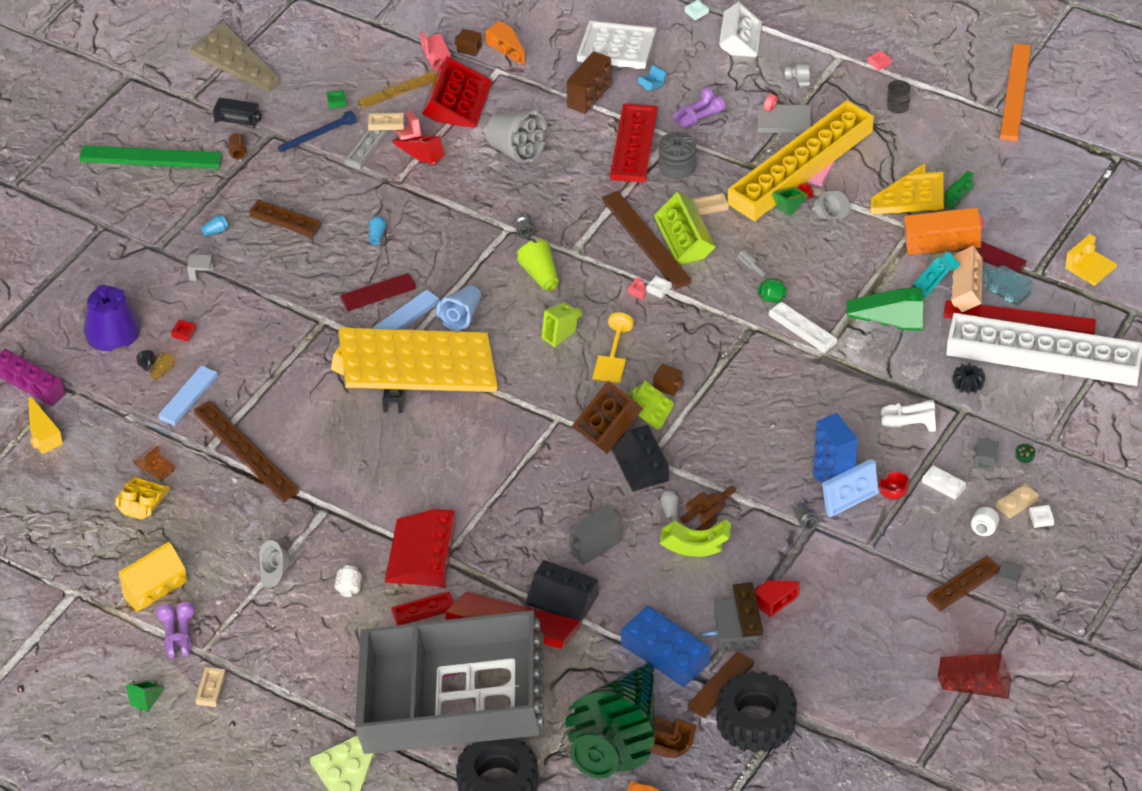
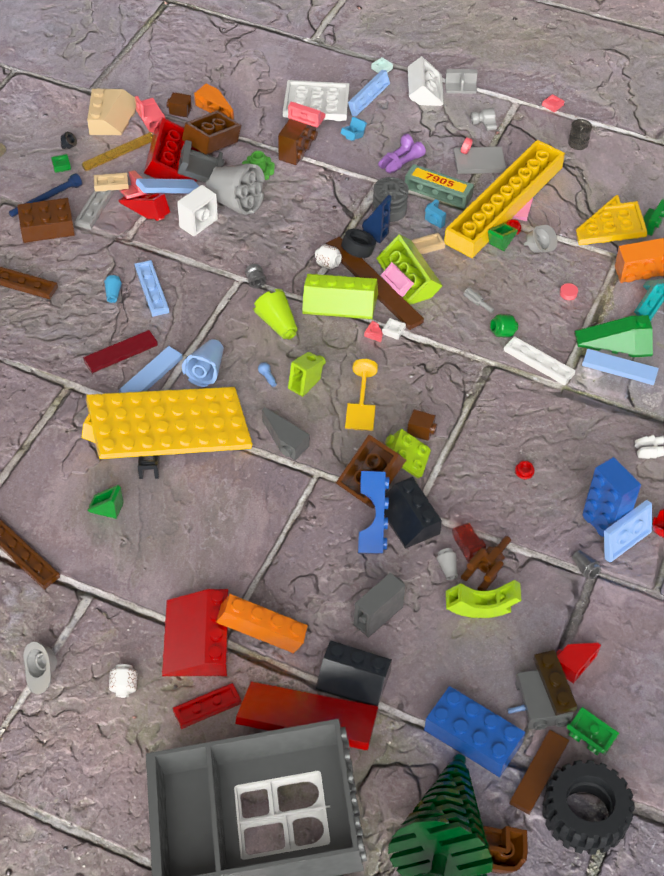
camera: 10 degrees left, 5 degrees up
(315, 157) = (45, 220): none -> reddish brown brick
(346, 75) = (68, 140): none -> black tile
(350, 430) = (107, 502): none -> green slope
(393, 46) = (110, 111): none -> tan wedge
(416, 232) = (151, 288): none -> light blue tile
(445, 129) = (166, 185): none -> light blue tile
(472, 156) = (197, 210): none -> white brick
(478, 107) = (196, 164): none -> dark grey panel
(481, 541) = (262, 623): none -> orange brick
(497, 74) = (211, 132): none -> reddish brown brick
(520, 318) = (264, 369): none -> medium blue piece
(533, 382) = (288, 437): none -> dark grey slope
(548, 110) = (264, 162): none -> bright green plant
(598, 61) = (305, 114): none -> coral panel
(599, 478) = (373, 486): none -> arch
(602, 211) = (328, 256): none -> white head
(607, 251) = (340, 296): none -> slope
(634, 143) = (346, 190): red plate -> none
(636, 198) = (358, 243): none -> black tyre
(659, 179) = (379, 221): none -> dark blue slope
(669, 237) = (397, 279): none -> bright pink tile
(676, 39) = (368, 93): none -> light blue tile
(692, 484) = (467, 540): none -> clear red leg
(722, 173) = (435, 215): none -> dark azure bracket
(732, 144) = (439, 186): none -> sand green brick
(764, 428) = (524, 470): none -> red plate
(777, 655) = (592, 731): none -> green bracket
(781, 31) = (461, 81): none -> light grey panel
(849, 261) = (568, 291): none -> coral tile
(885, 338) = (620, 366): none -> light blue tile

